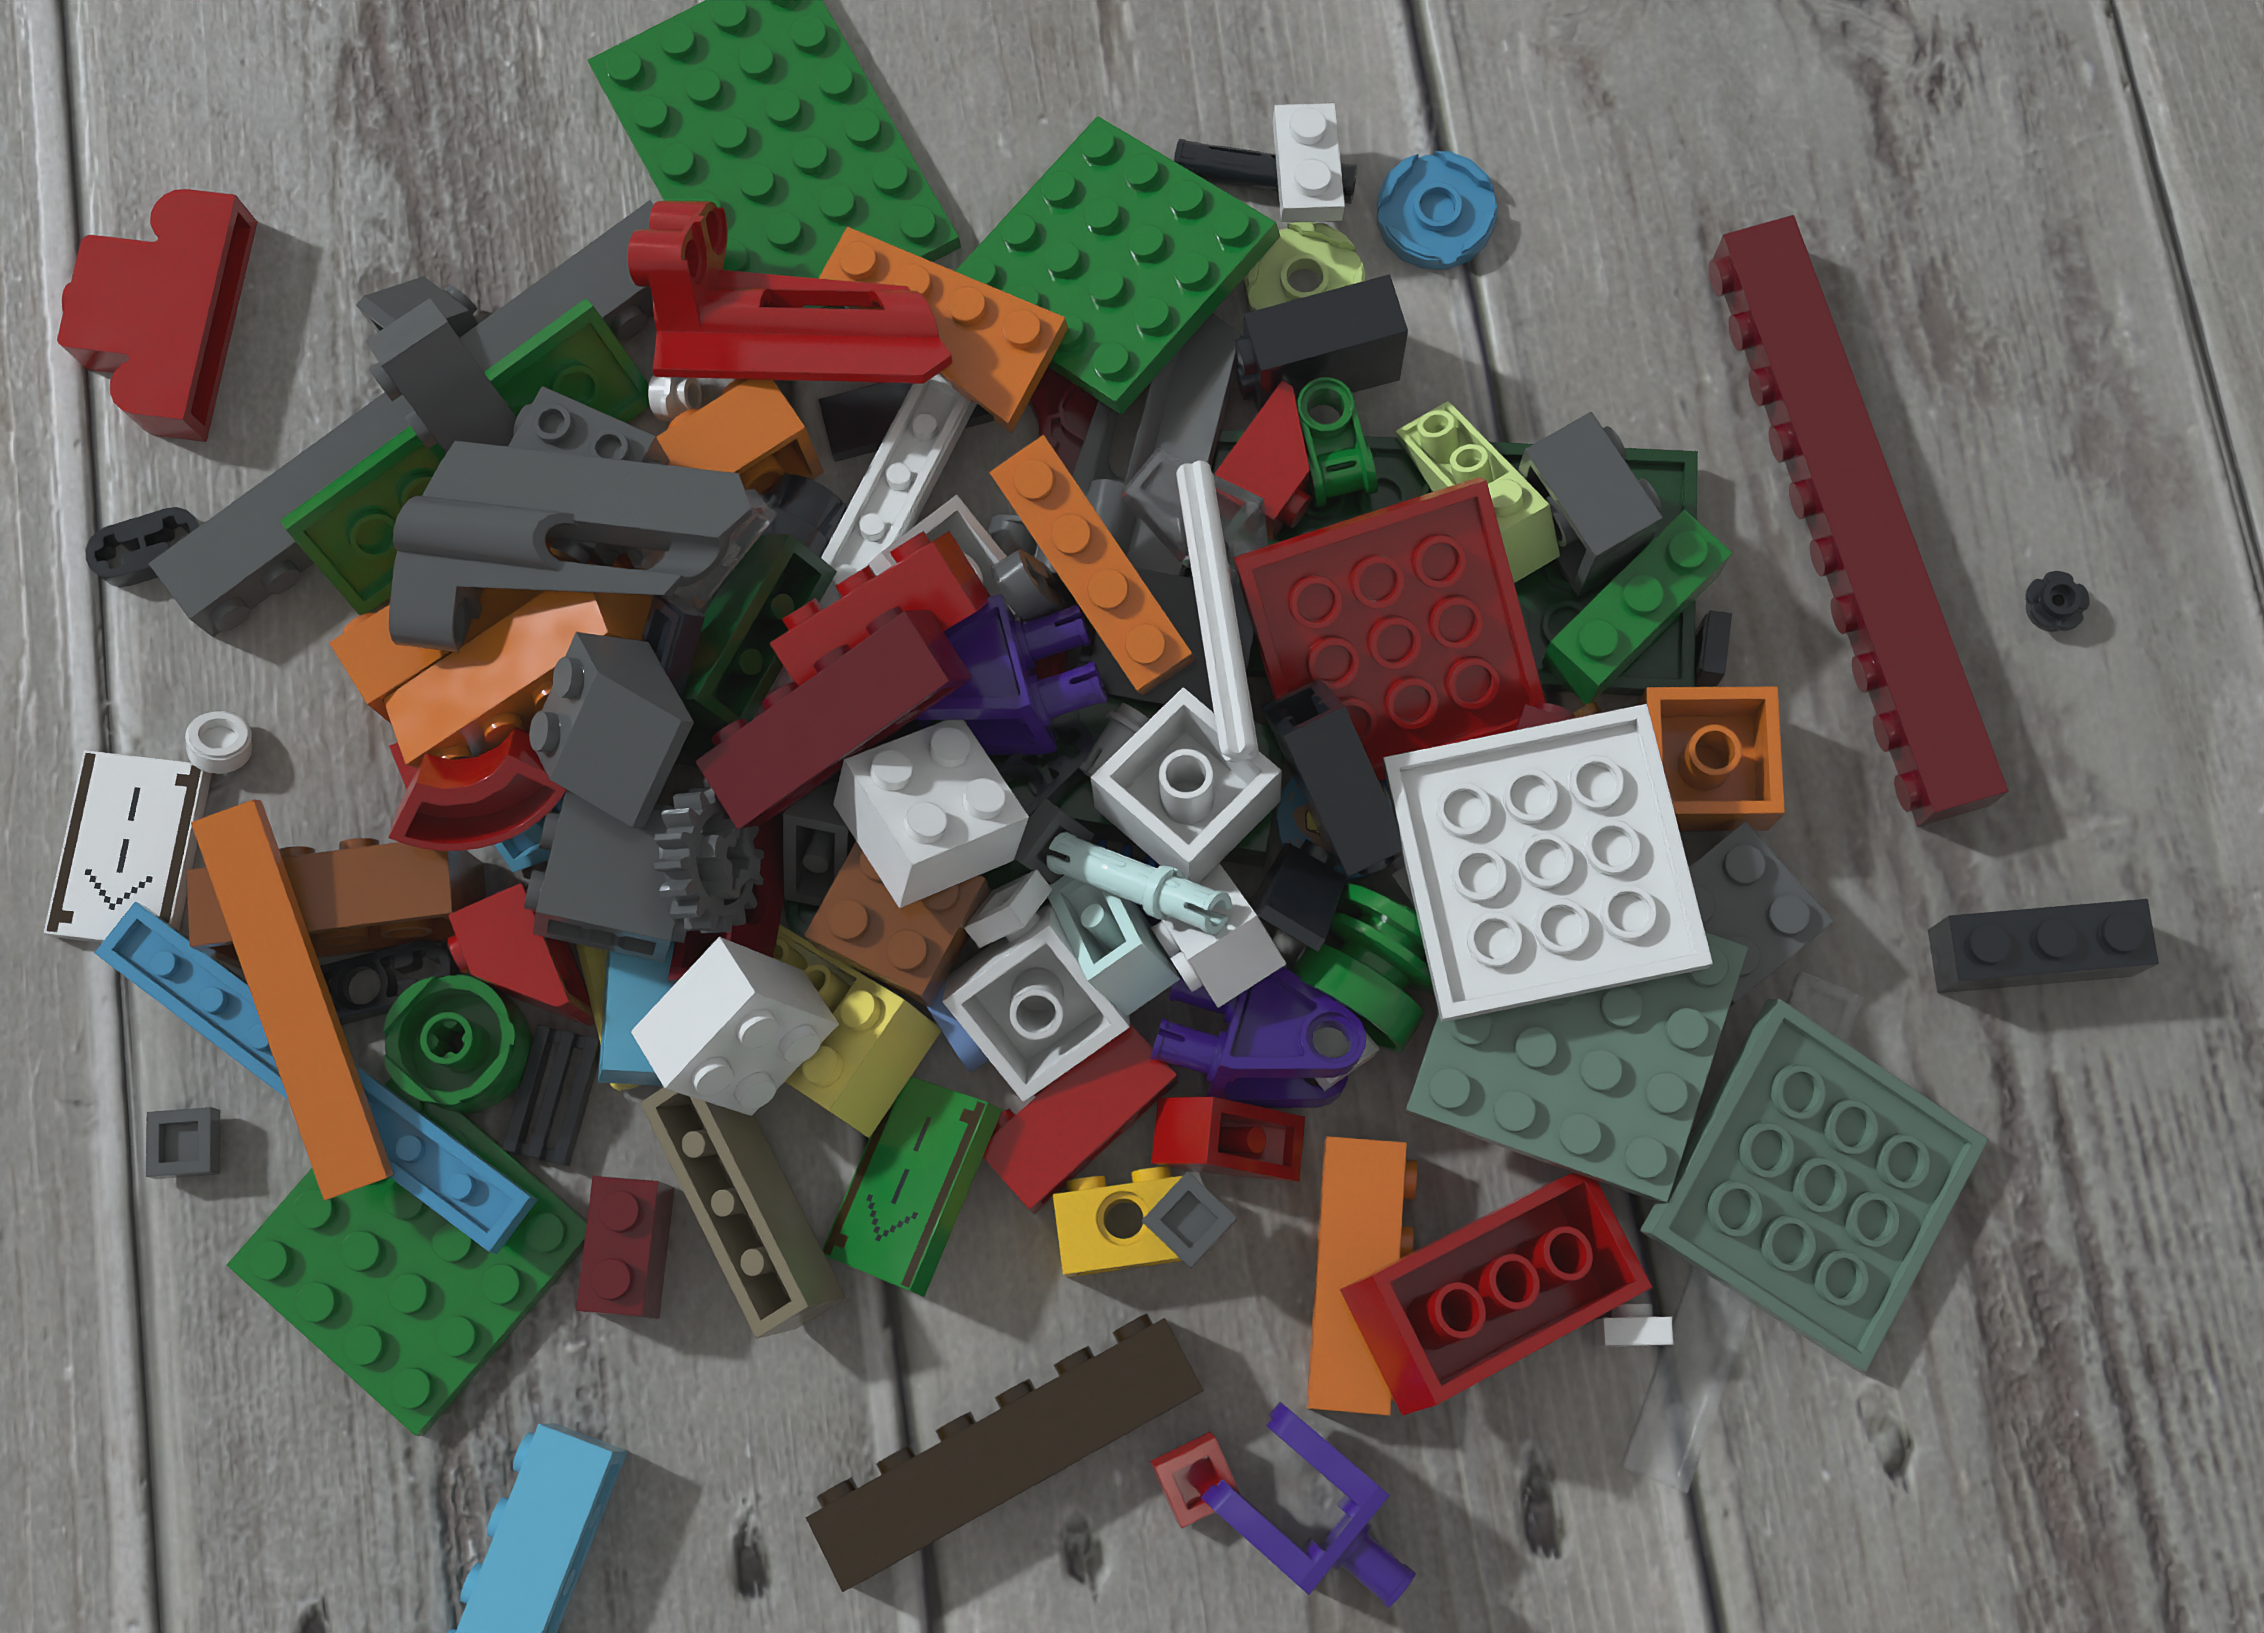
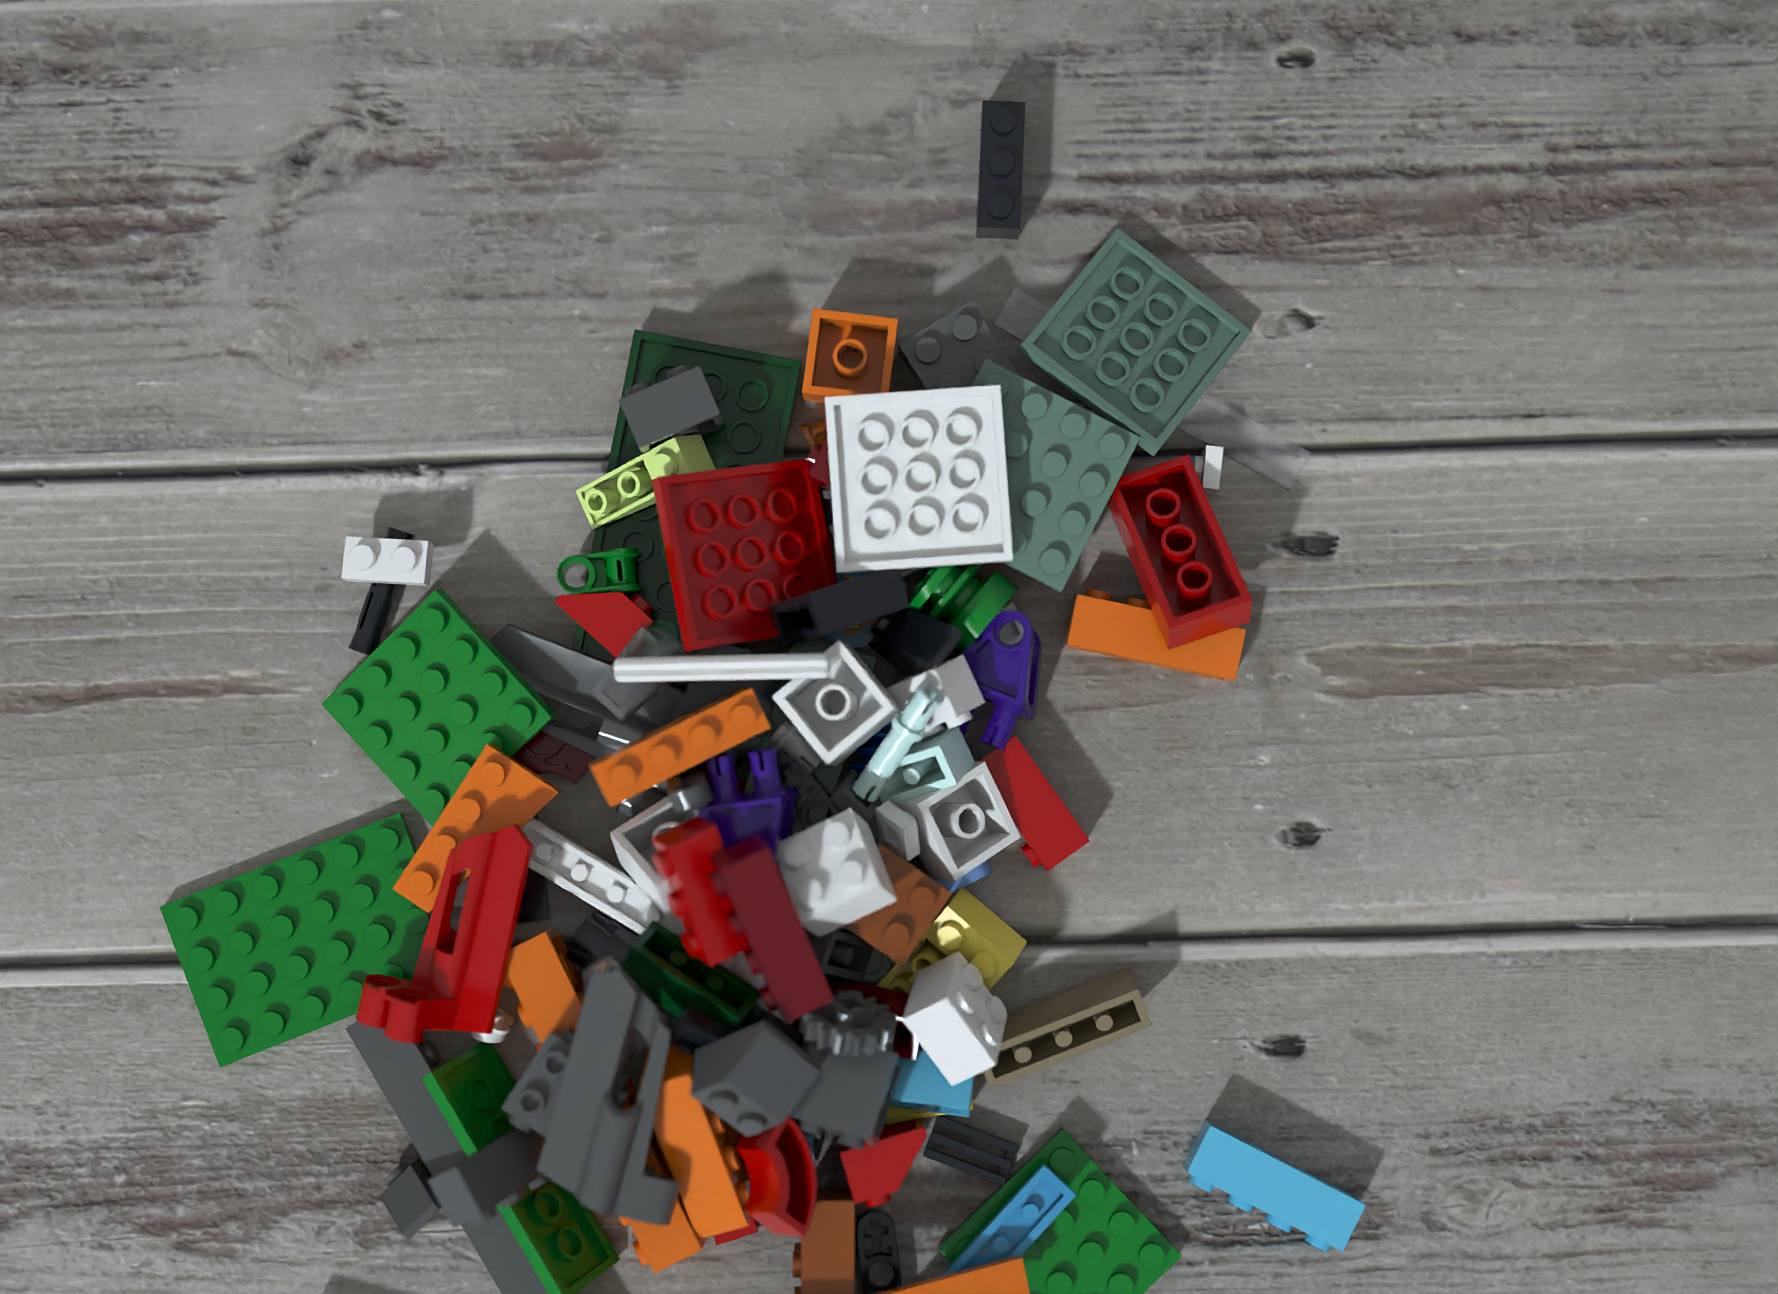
camera: 90 degrees left, 10 degrees up
(422, 1050) = (929, 1233): green brick -> none
(625, 1247) = (1080, 1108): dark red brick -> none
(912, 1184) = (1063, 916): green tile -> none
(1003, 1453) = (1237, 875): dark brown brick -> none
(1082, 1229) = (1117, 804): yellow brick -> none
(1188, 1473) = (1267, 756): plate -> none
(1189, 1220) = (1112, 738): dark grey plate -> none
(1228, 1138) = (1057, 708): red slope -> none
(1302, 247) = (491, 568): yellowish green tile -> none
(1337, 334) = (527, 571): black brick -> none
(1344, 1545) = (1318, 667): dark purple piece -> none
(1436, 210) = (427, 476): dark azure tile -> none
(1636, 607) = (745, 389): green brick -> none
(1711, 648) = (773, 344): black tile -> none
(1856, 524) = (693, 234): dark red brick -> none
(2045, 613) = (773, 123): black plate -> none

